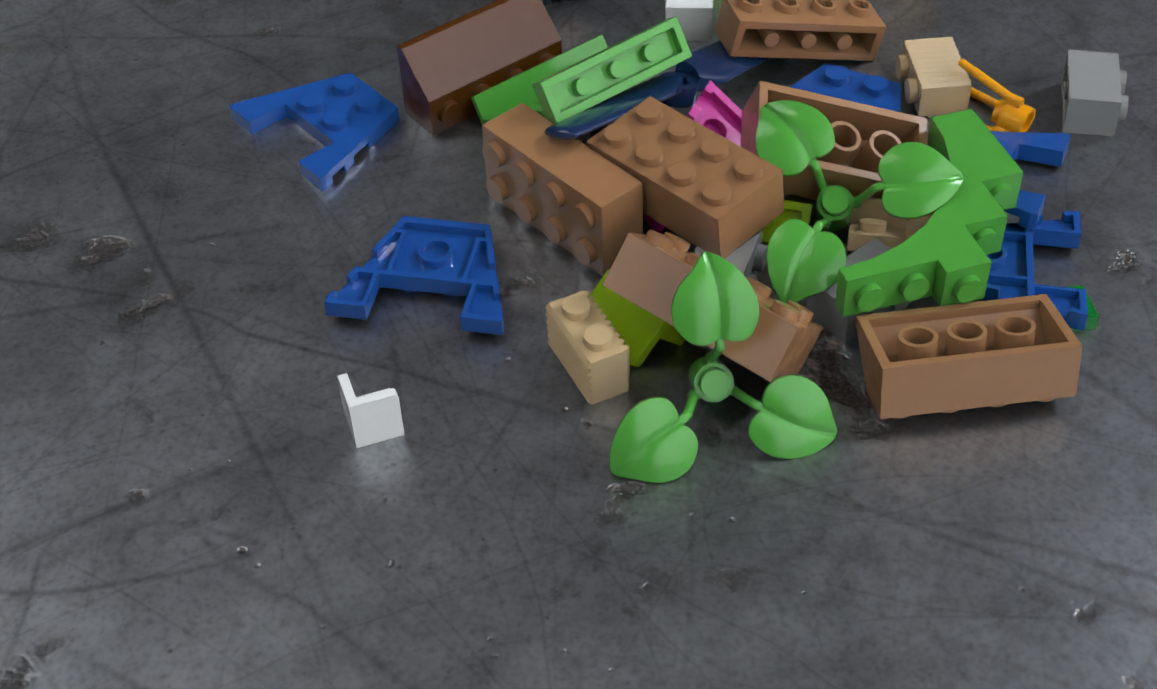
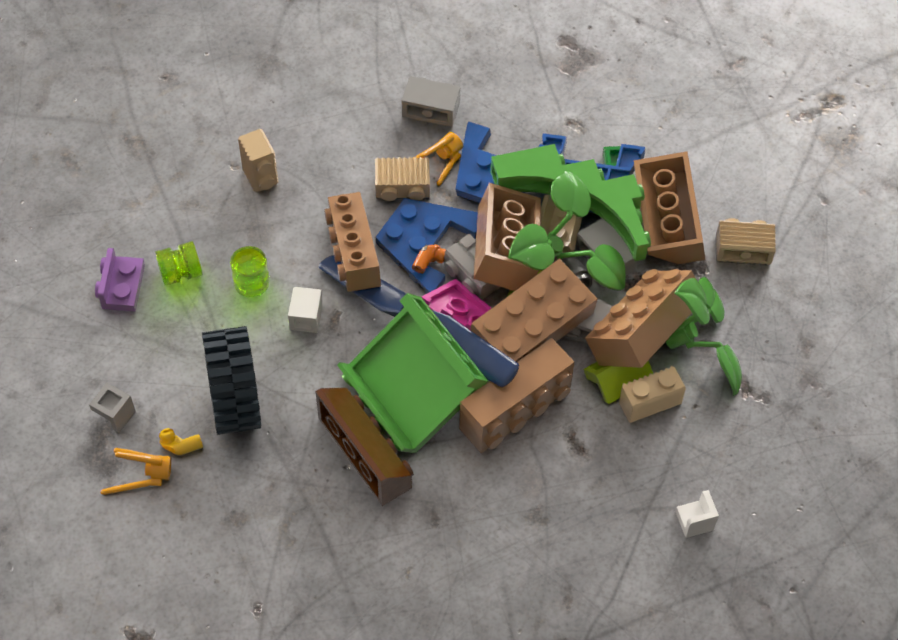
camera: 90 degrees left, 15 degrees up
(335, 111) = (388, 547): blue wing -> none
(431, 258) = (559, 481): blue wing -> none
(933, 469) = (745, 241): none -> tan brick

